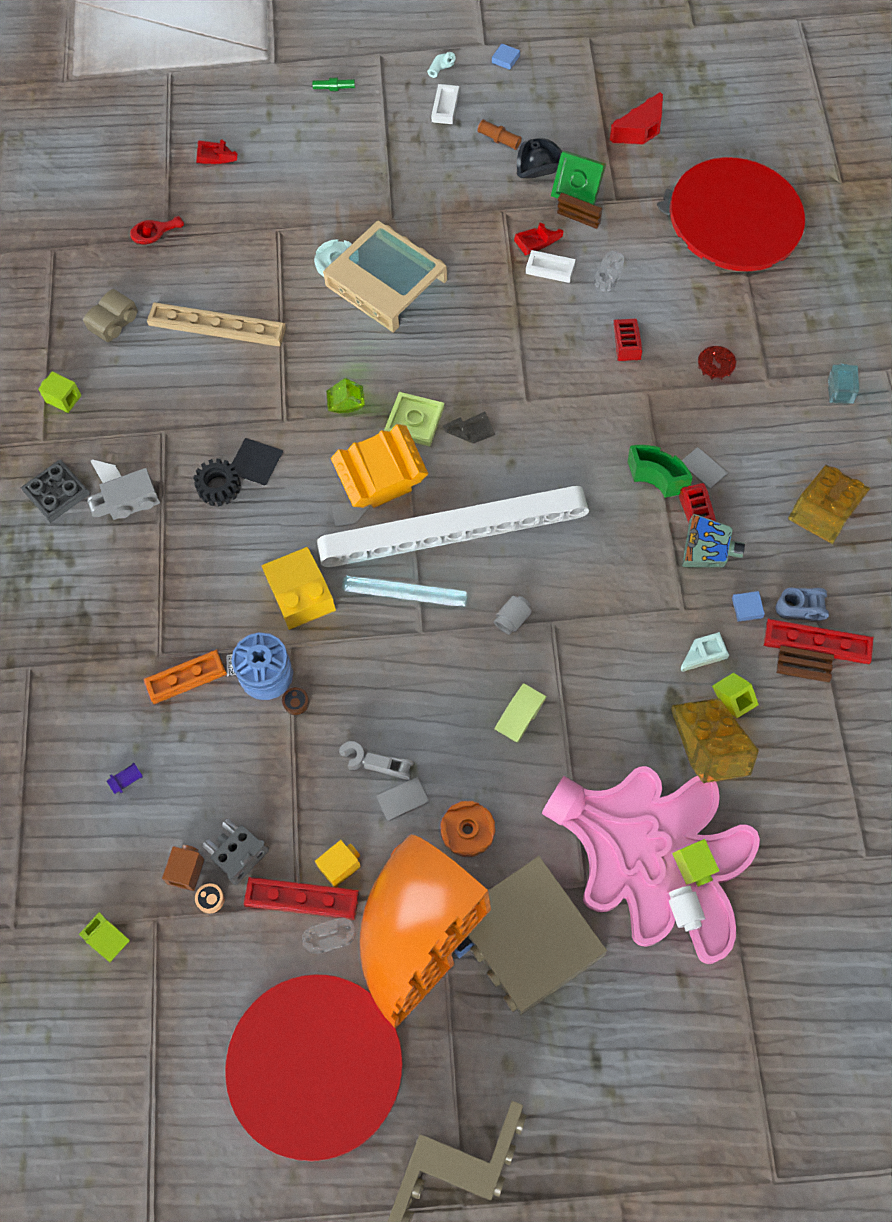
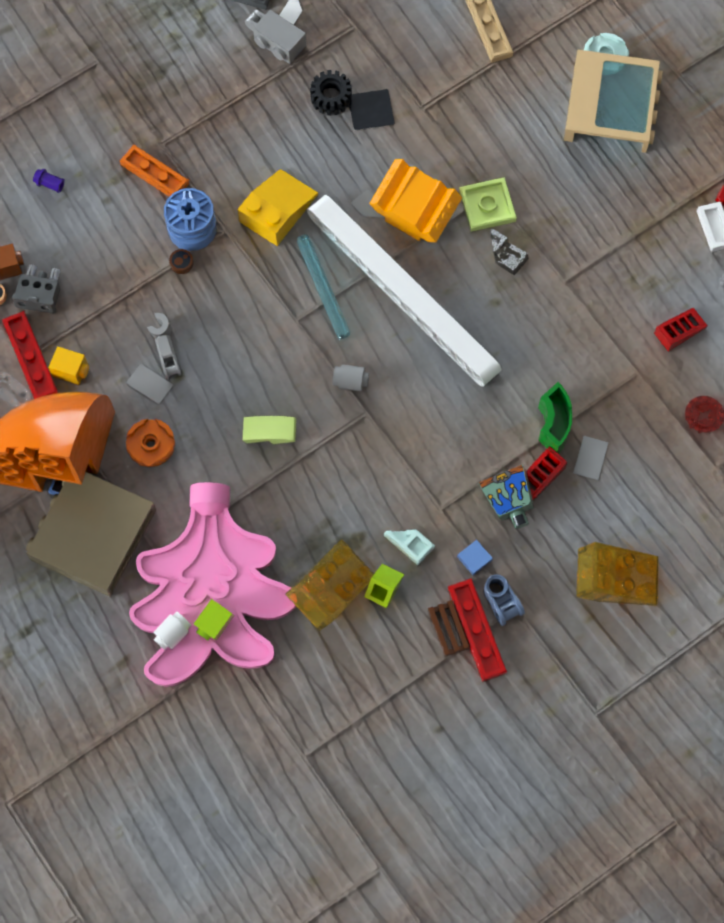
camera: 55 degrees right, 5 degrees up
(345, 397) = (471, 140): clear neon green brick -> none

